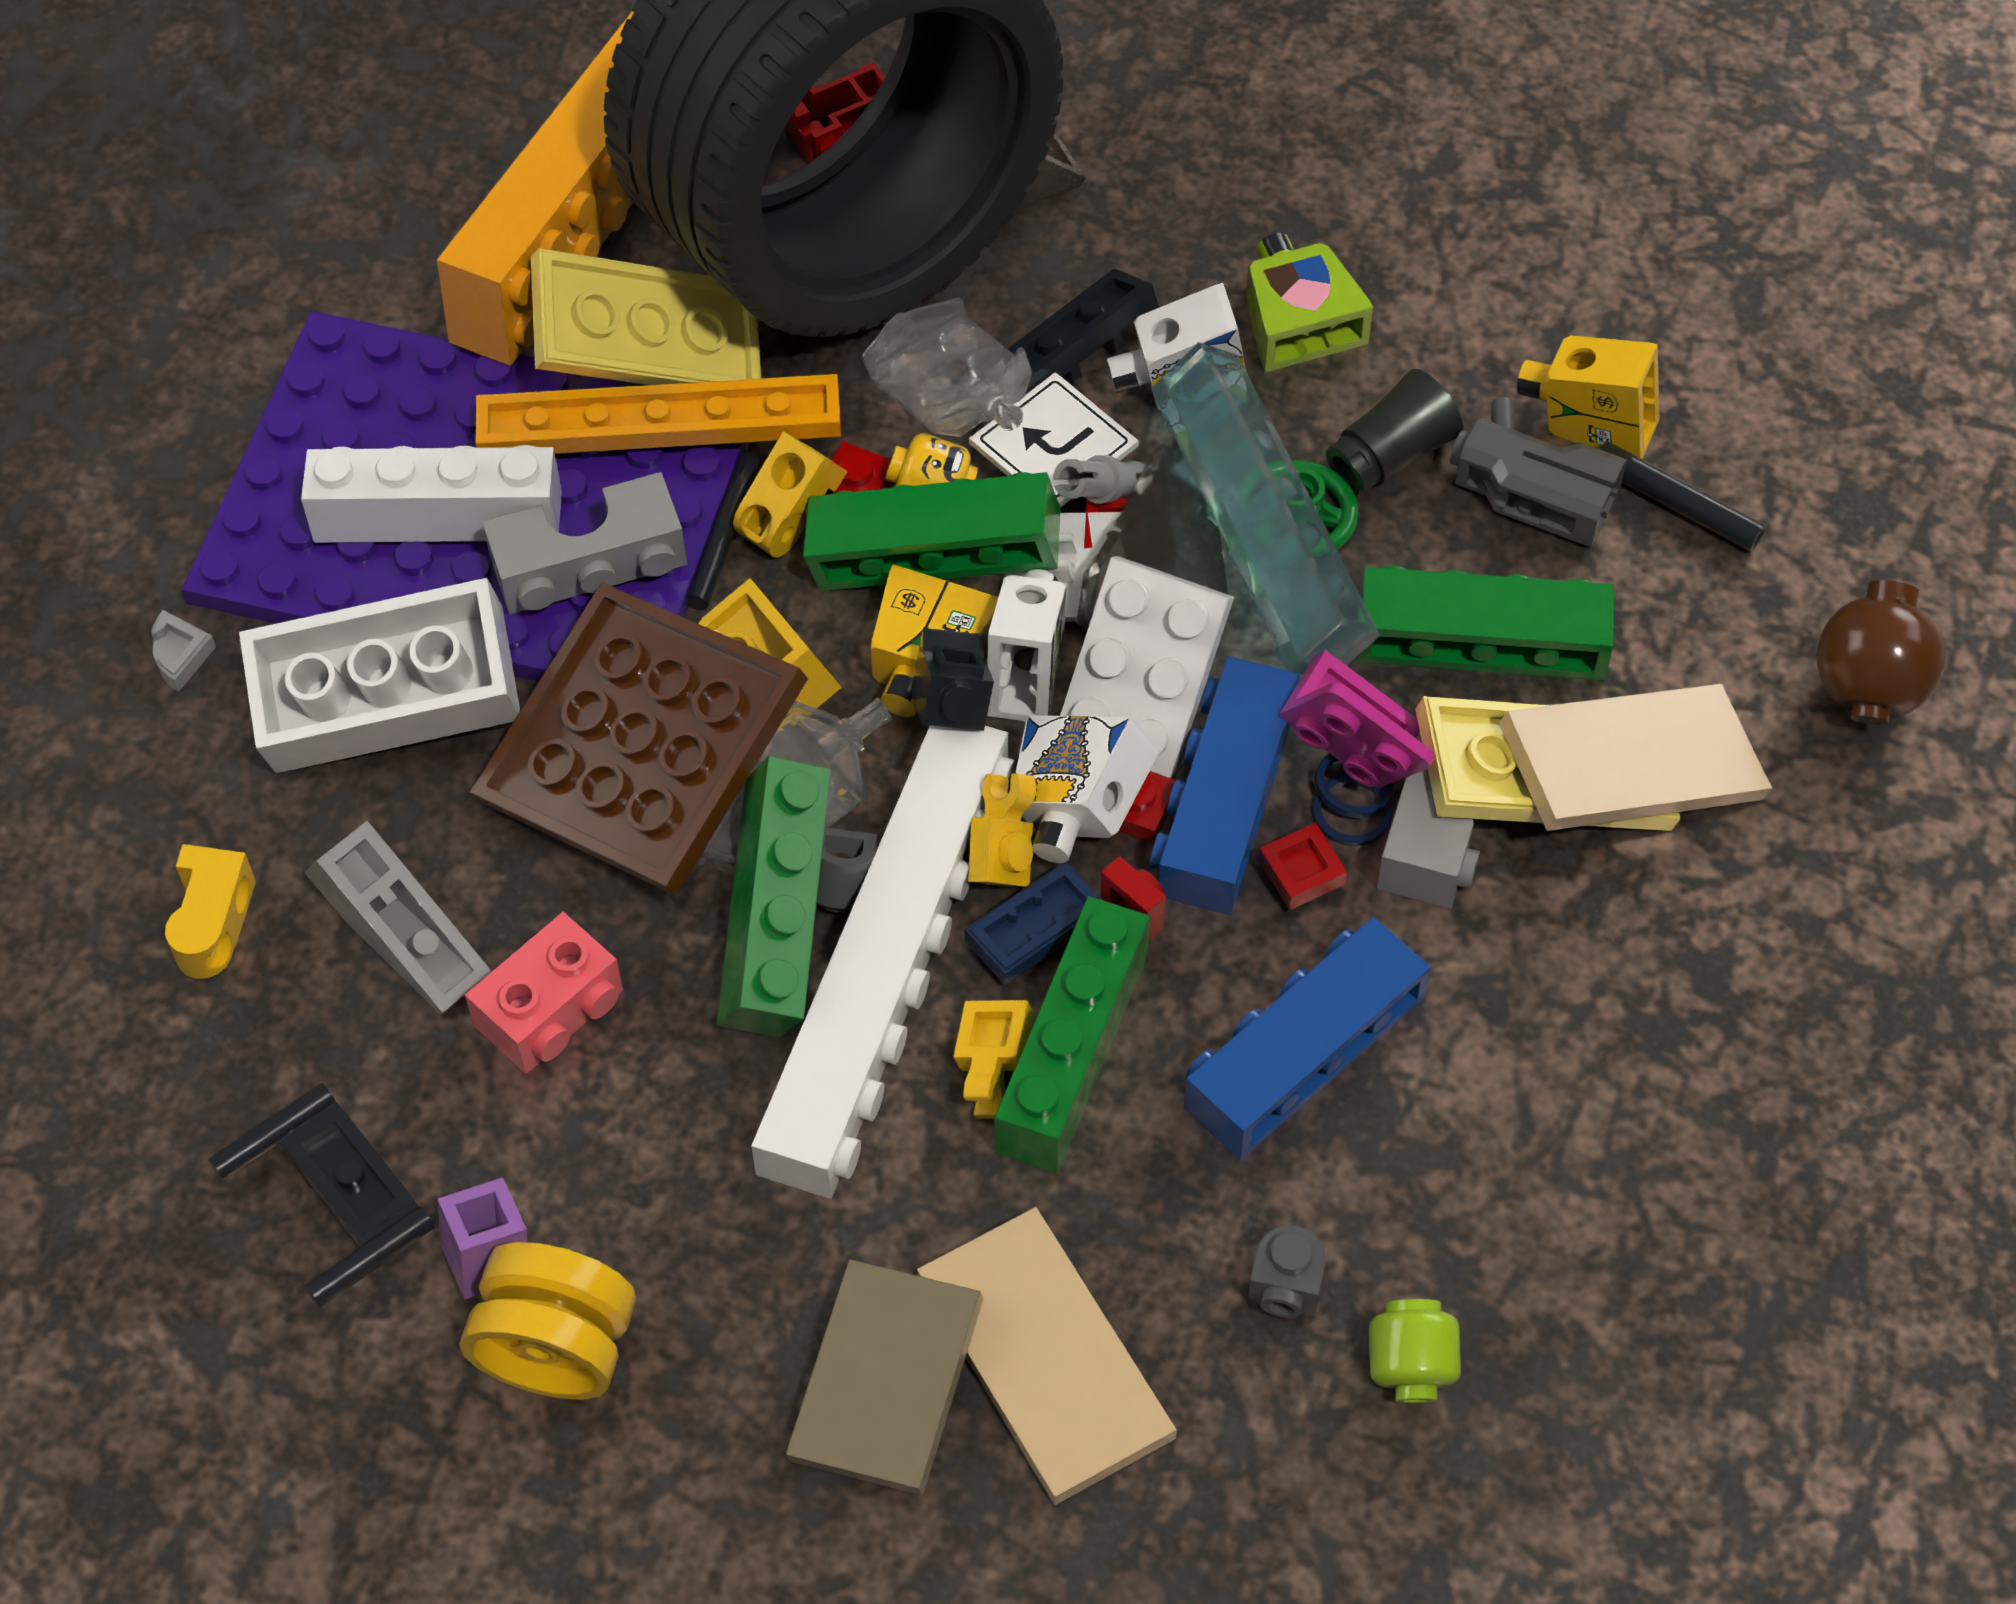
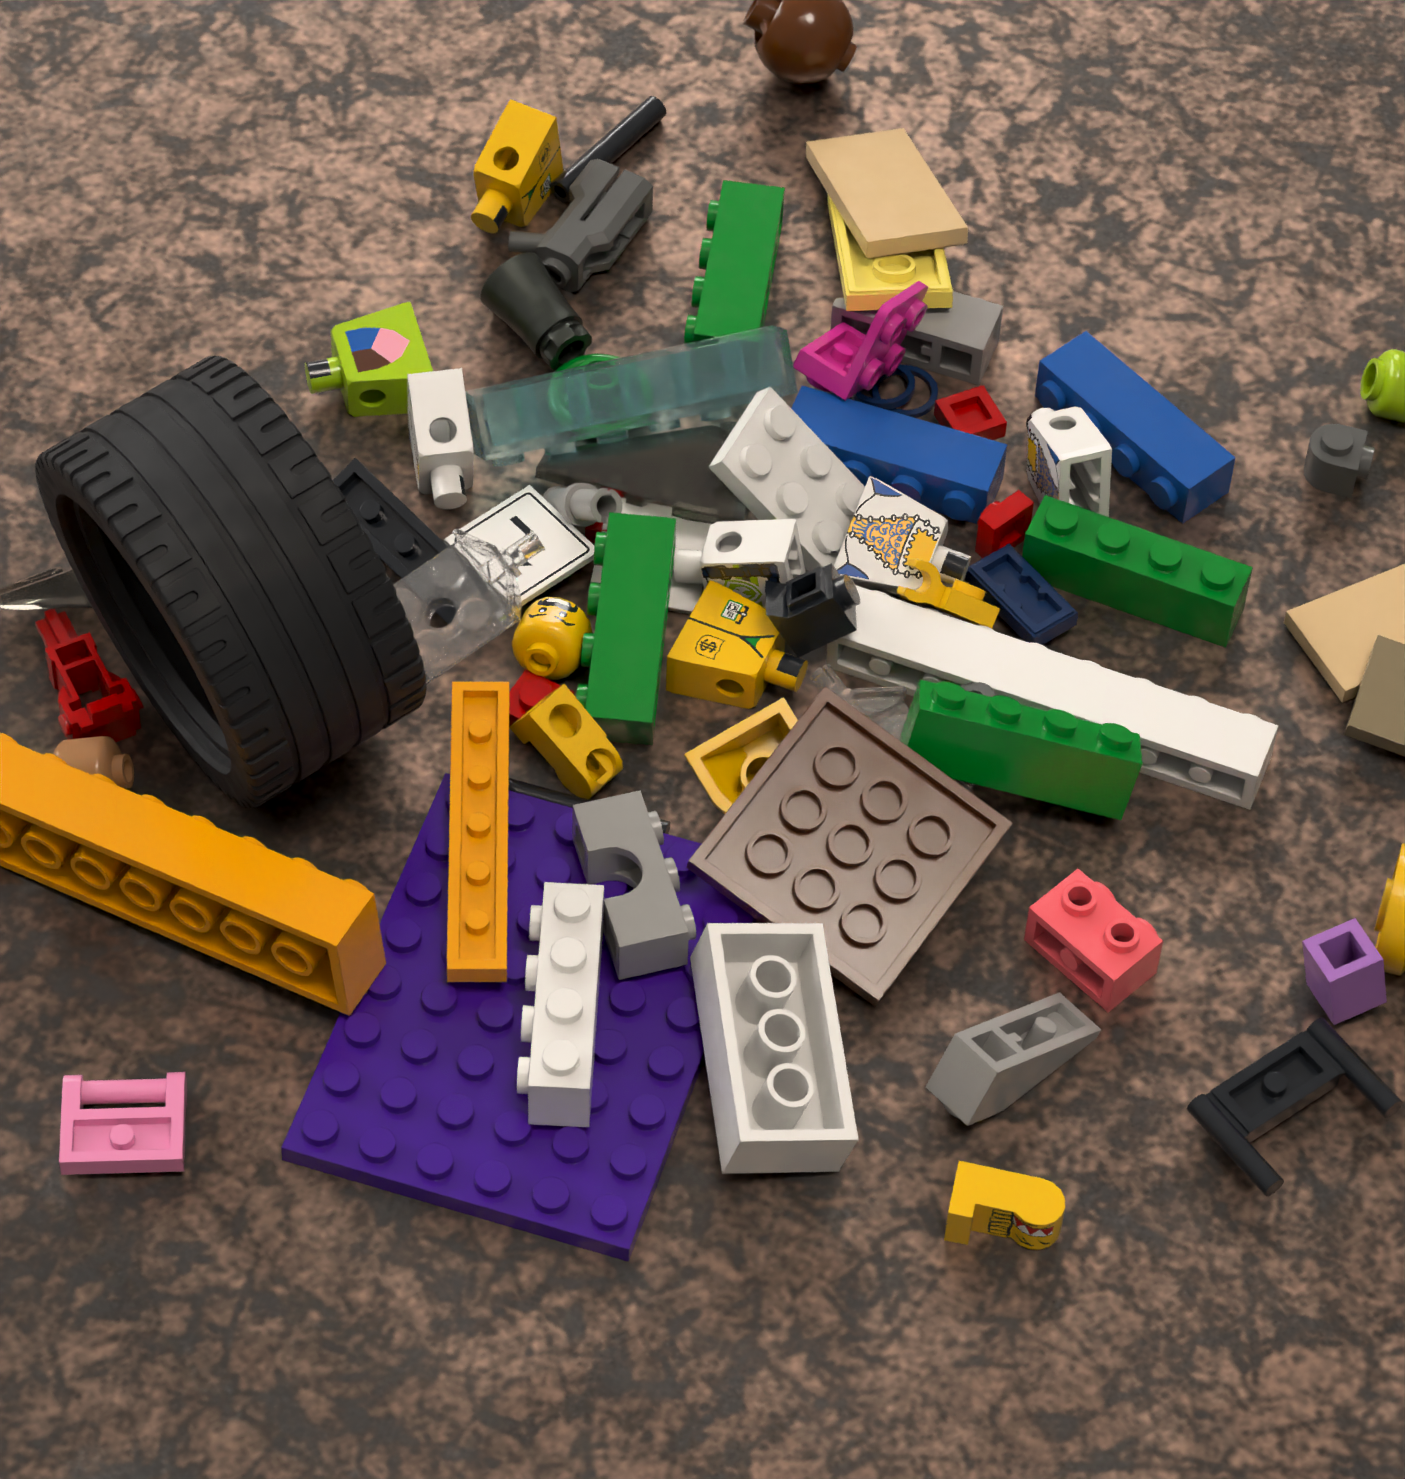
camera: 90 degrees left, 5 degrees down
(179, 649) = (691, 1259): light grey tile -> none
(326, 194) = (123, 1137): none -> bright pink plate
(638, 322) = (383, 824): light yellow tile -> none
(987, 1046) = (1137, 628): yellow plate -> none
(1219, 954) = (1069, 454): none -> white torso

